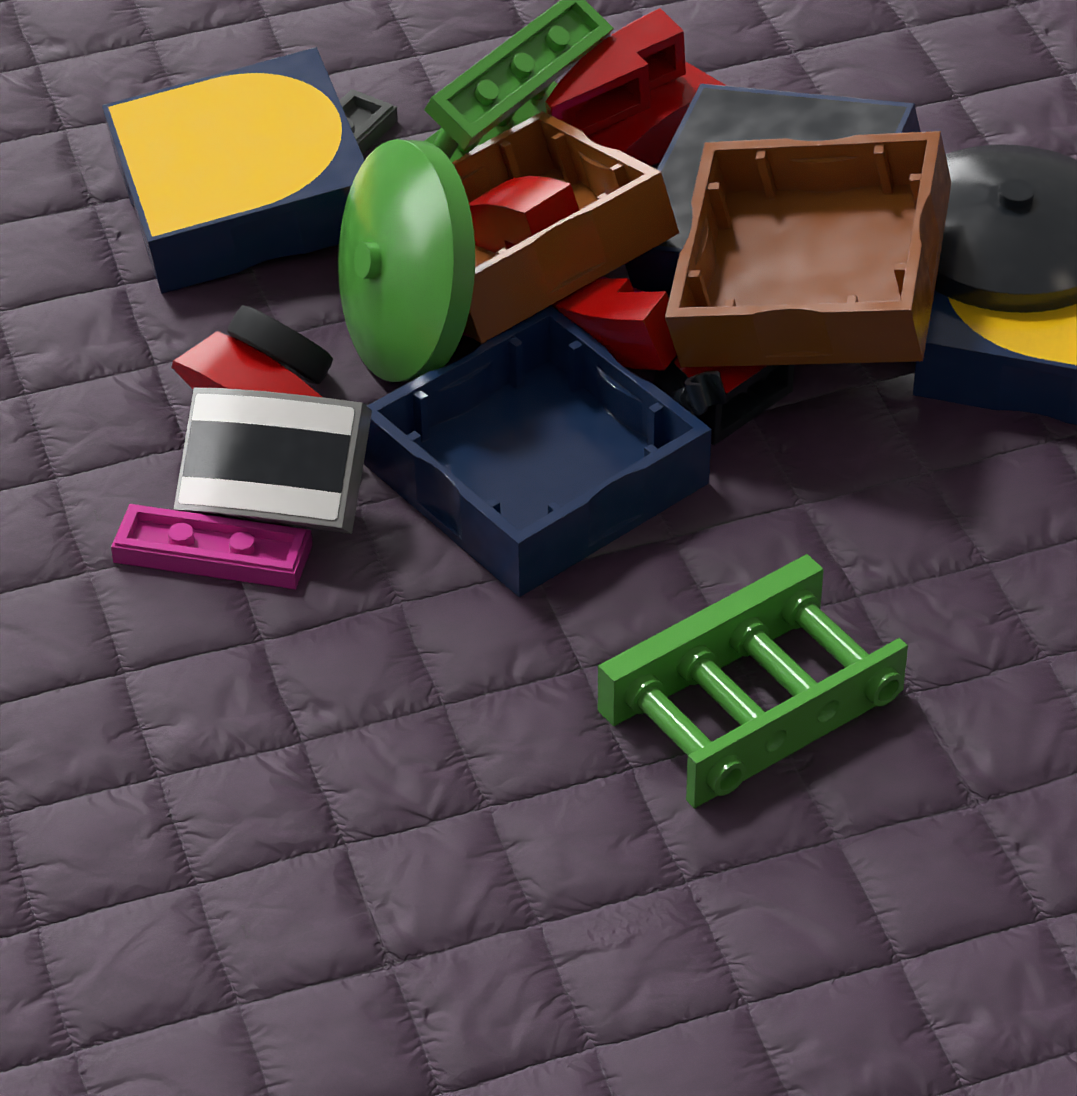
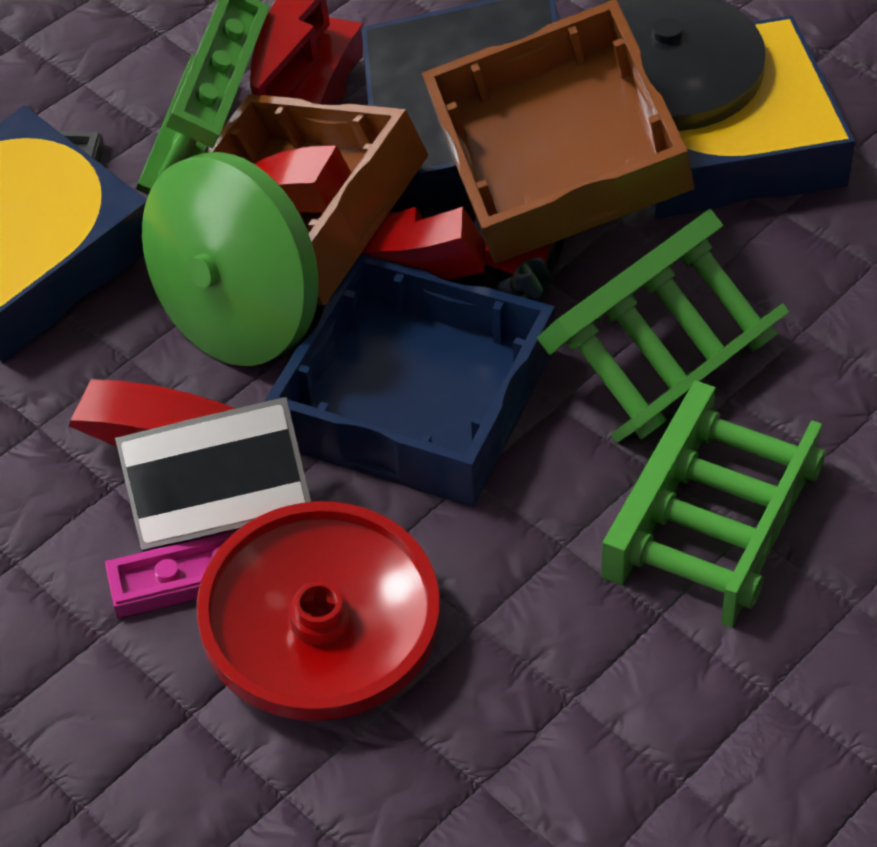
camera: 25 degrees left, 5 degrees up
(281, 344) = (151, 369): black tyre -> none
(288, 619) = (318, 610): none -> red dish
(832, 431) = (618, 304): none -> bright green fence

